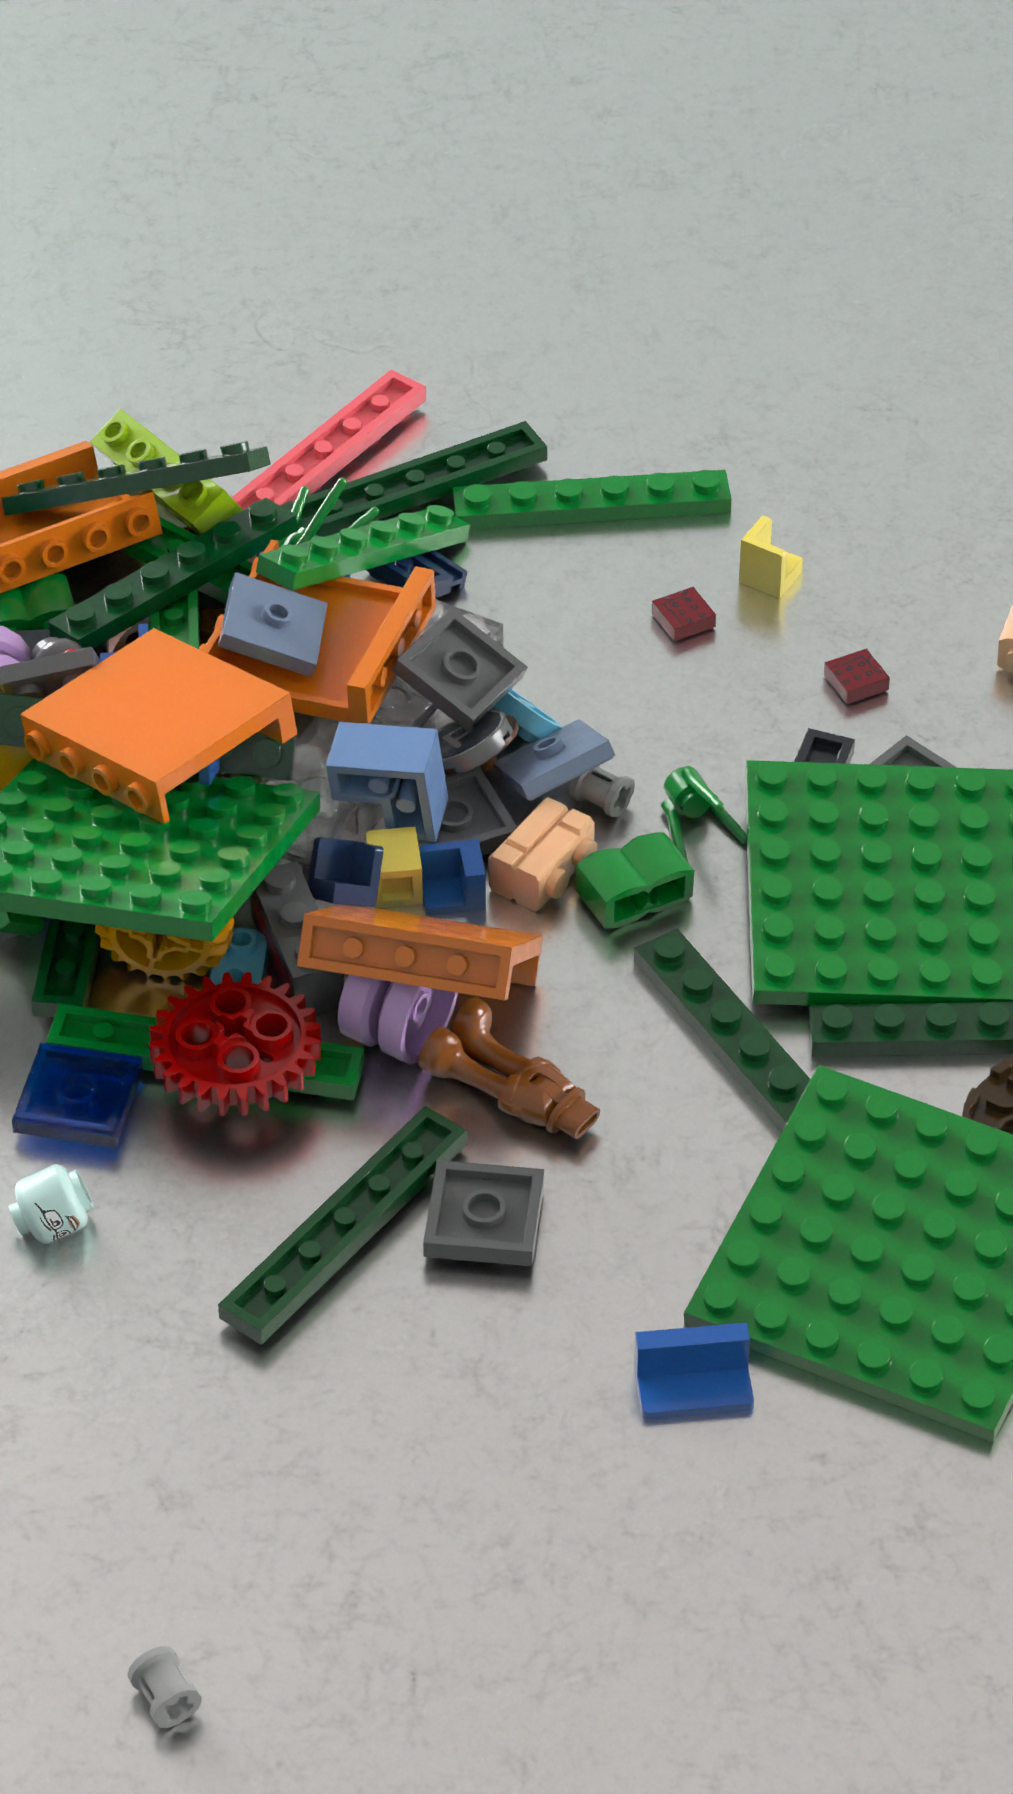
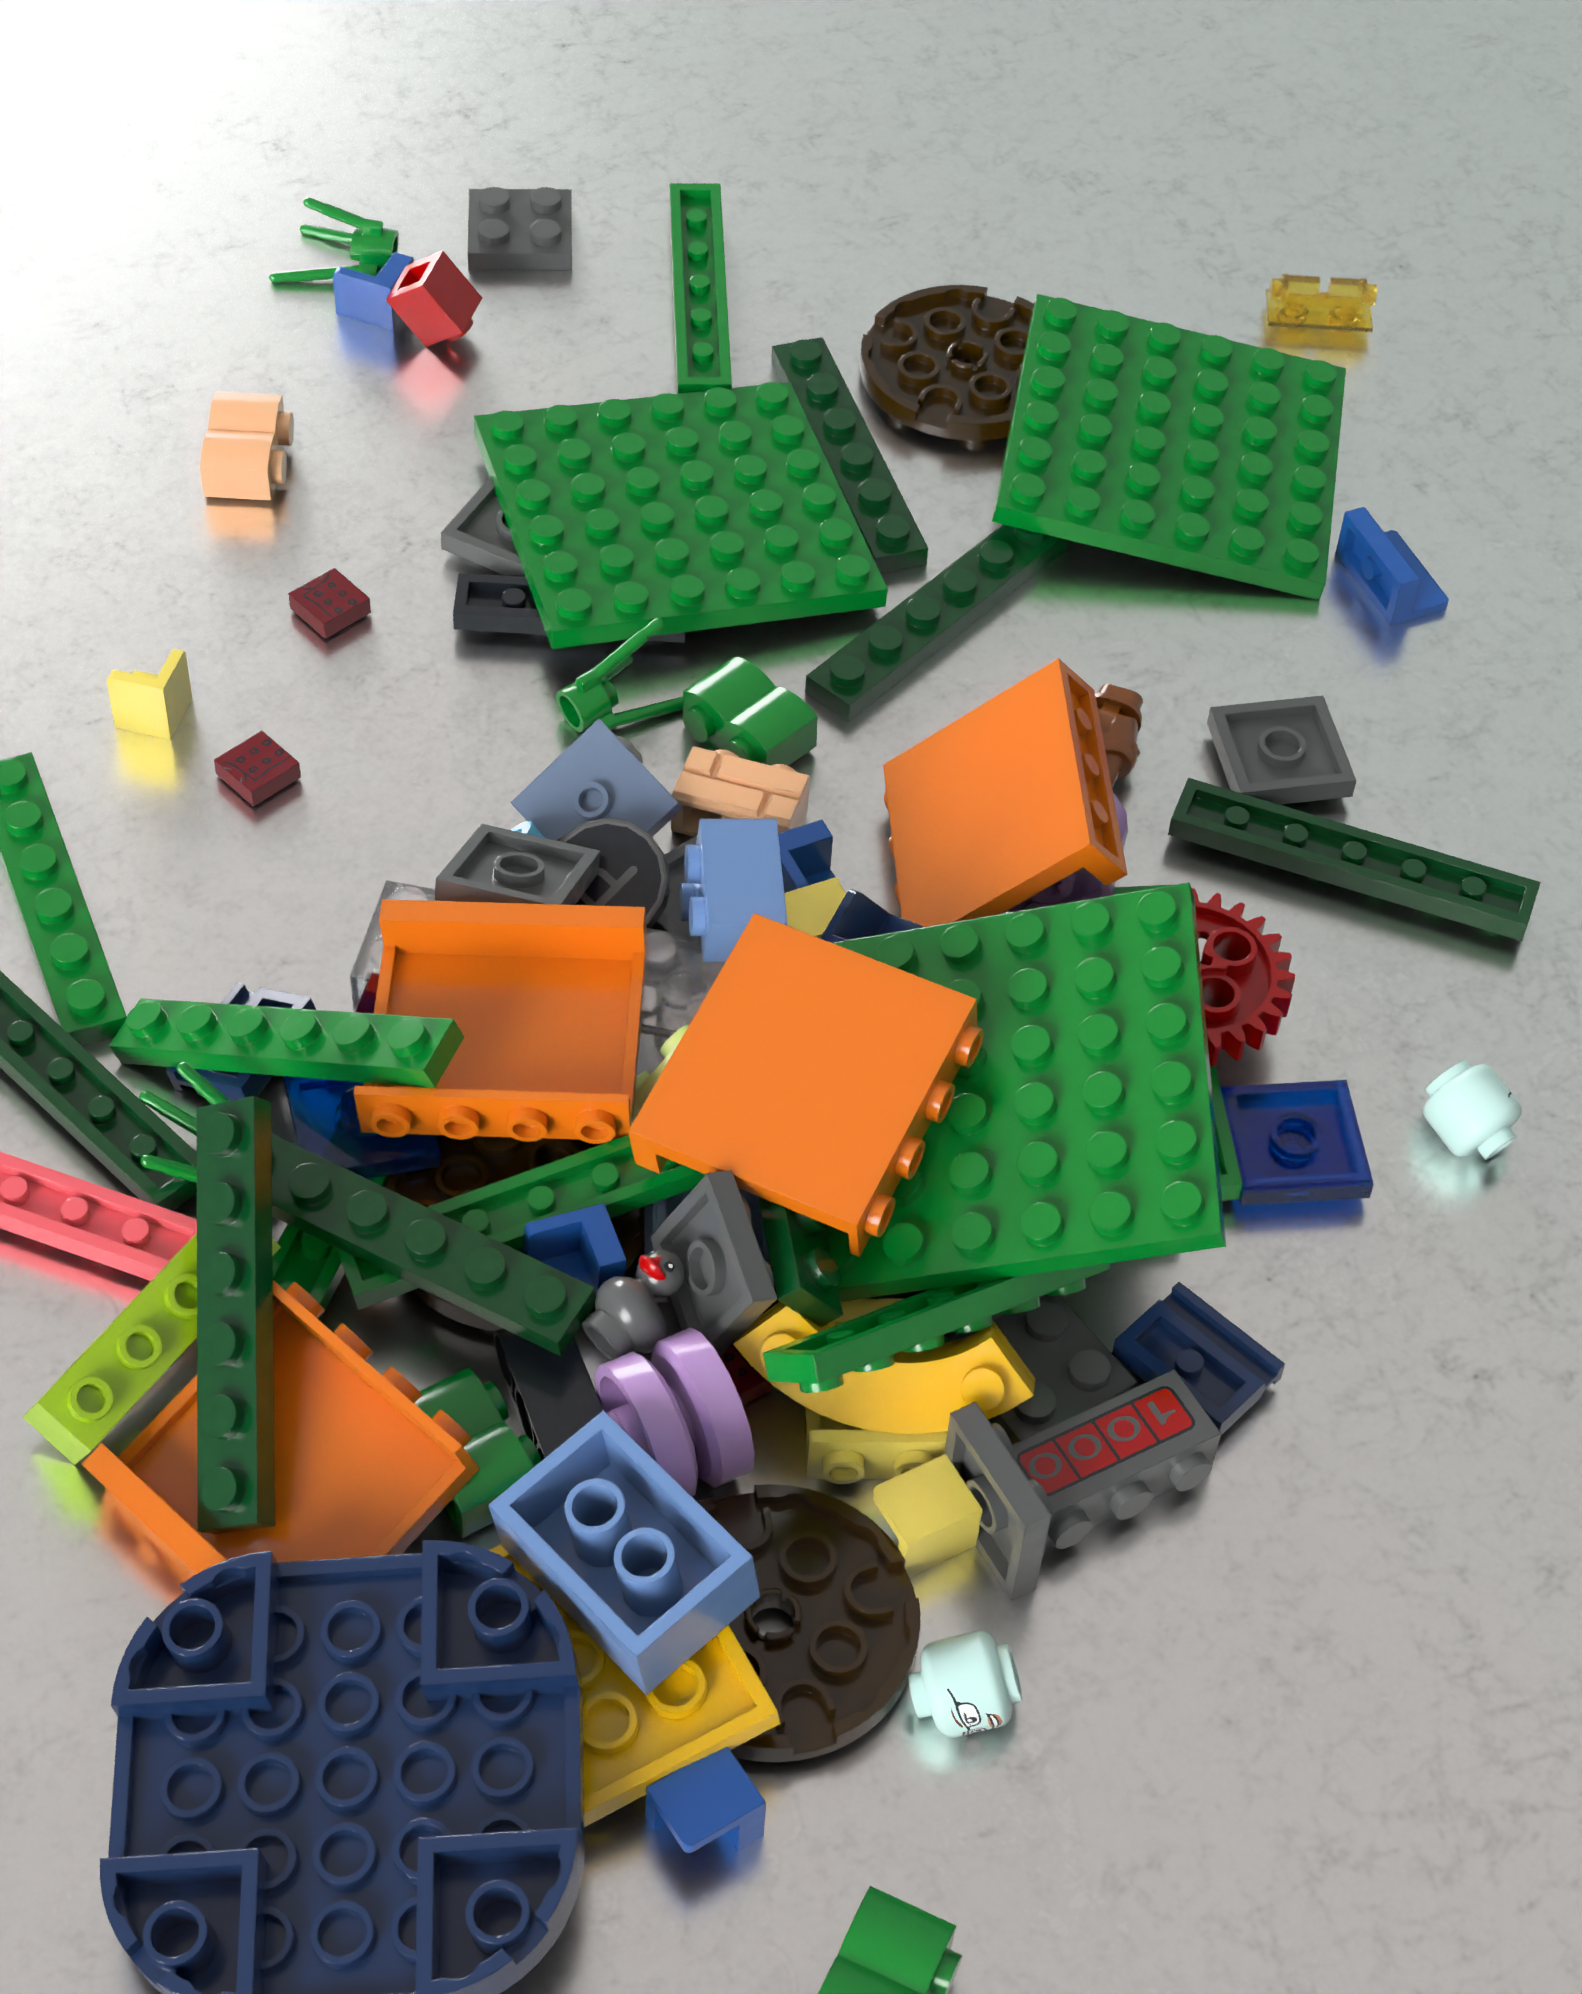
camera: 110 degrees left, 5 degrees up
(273, 624) = (537, 1043): sand blue plate -> none

